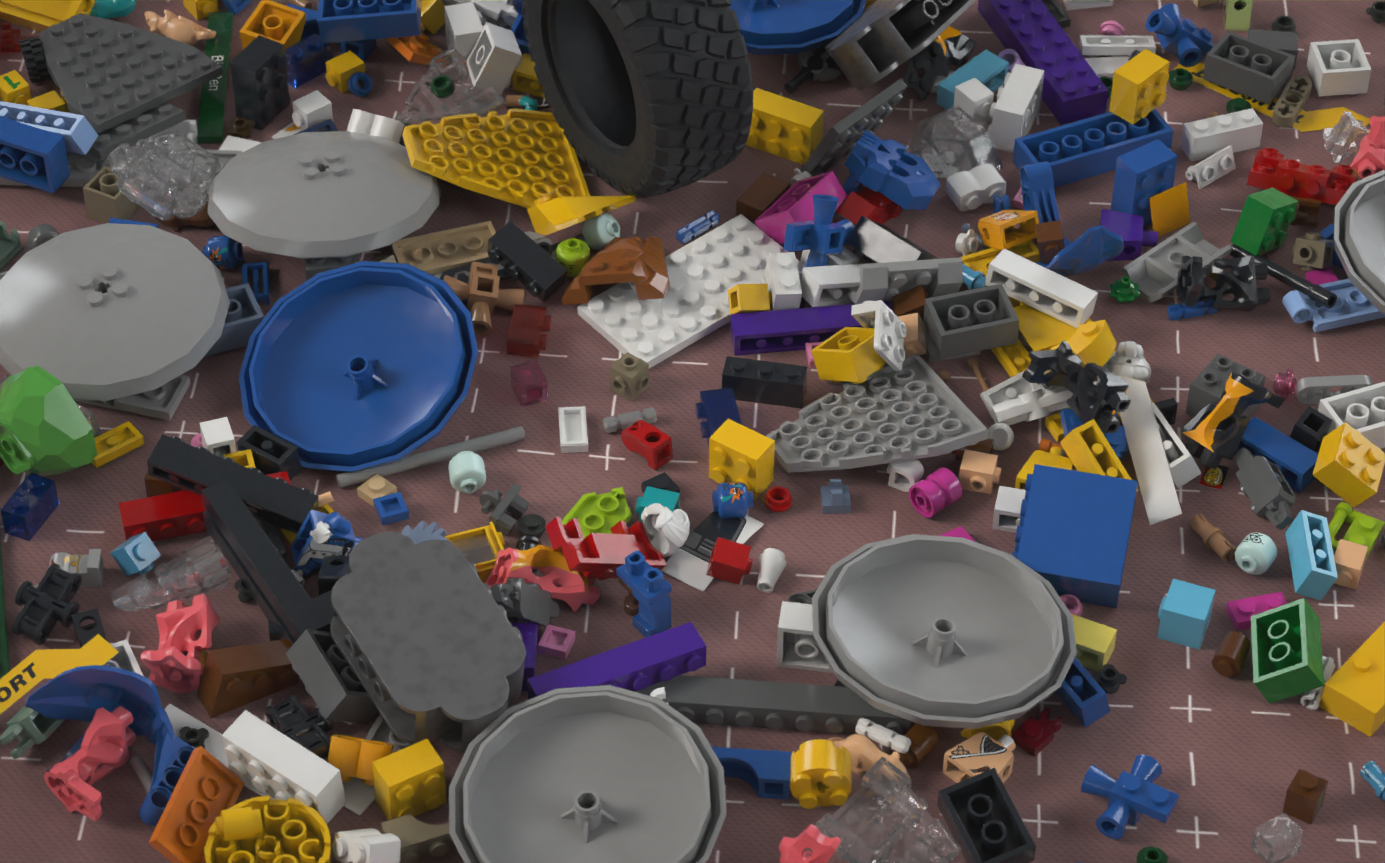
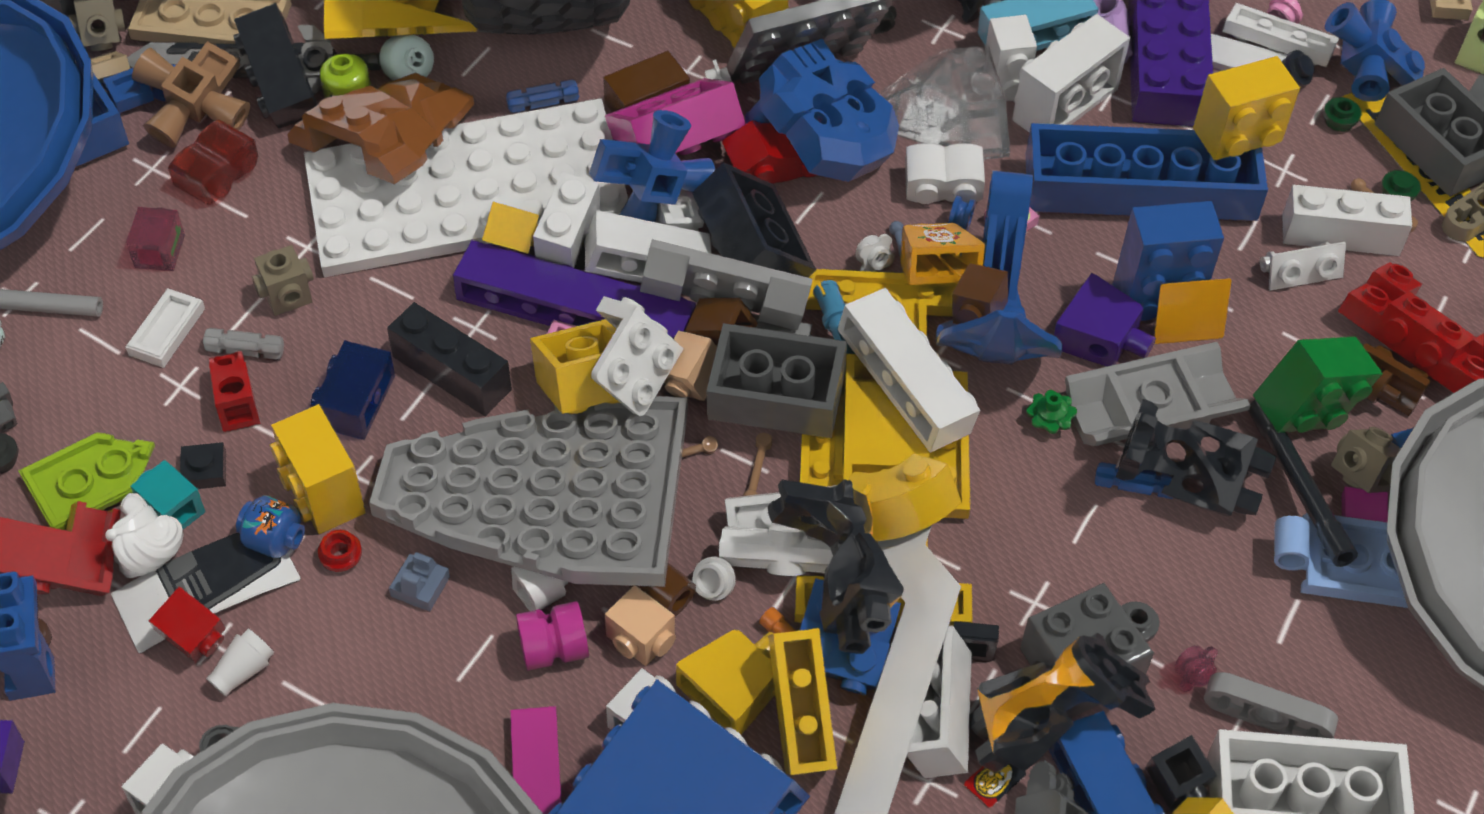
camera: 25 degrees right, 10 degrees up
(1129, 362) = (982, 552): white hair -> none

